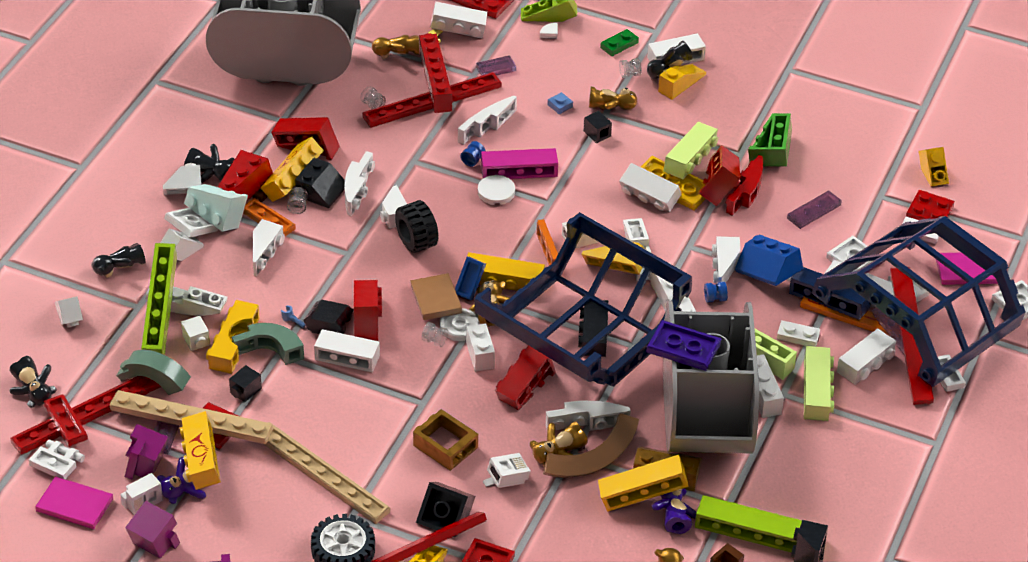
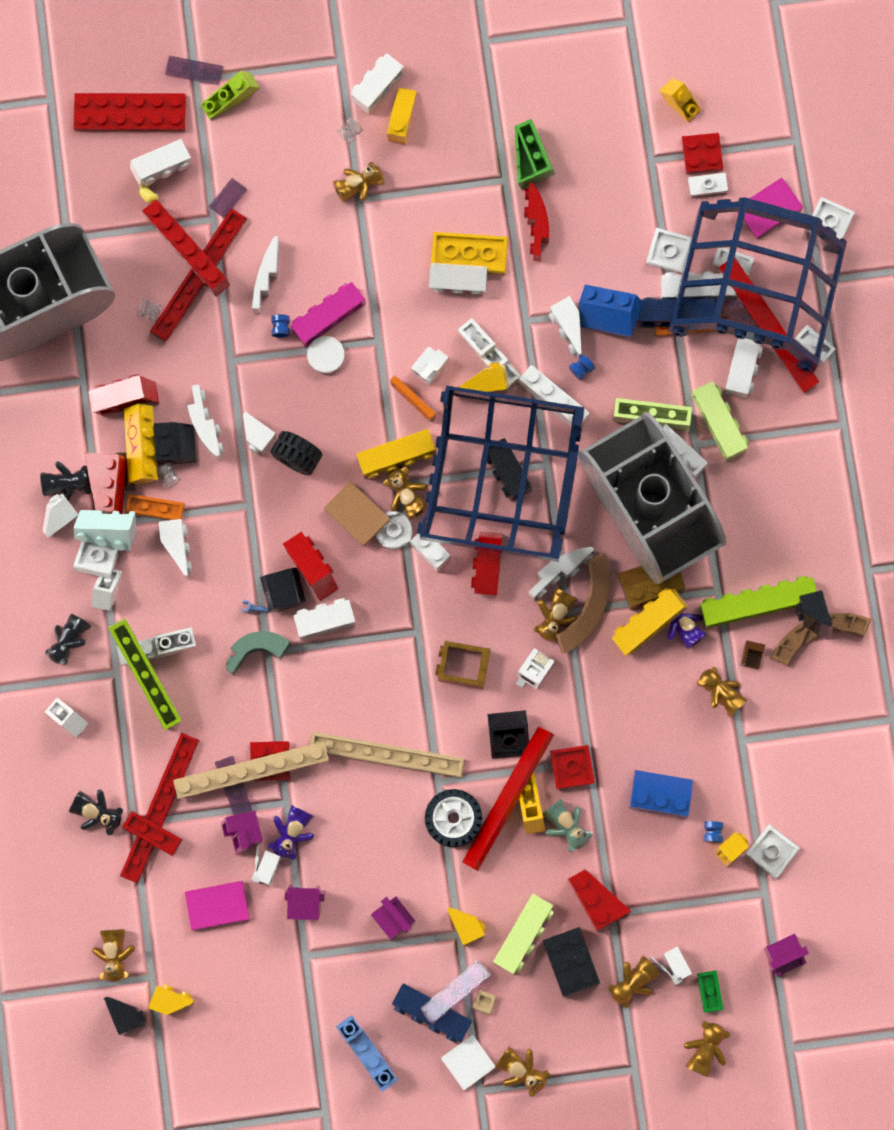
camera: 25 degrees left, 35 degrees up
(52, 462) = (172, 880): white plate -> none
(156, 366) = (187, 741): sand green arch -> none
(195, 333) = (189, 678): white brick -> none
(200, 450) = (291, 809): yellow brick -> none
(224, 353) = (215, 638): yellow arch -> none
(245, 383) = (267, 706): black brick -> none
(400, 45) = (125, 228): pearl gold piece -> none
(434, 334) = (383, 557): clear wheel -> none
(469, 278) = (375, 481): blue tile -> none
(549, 31) = (246, 120): white tile -> none
(560, 103) = (313, 211): medium blue plate -> none
(597, 127) = (366, 225): black brick -> none
(619, 42) = (317, 97): green plate -> none
(673, 57) = (385, 103): black piece -> none
(683, 345) = (635, 508): dark purple tile -> none
(690, 150) = (466, 209): yellowish green brick -> none
(722, 175) = (512, 225): red wedge -> none
(798, 333) = (672, 371): white plate -> none
(814, 209) = (606, 212): clear purple tile -> none

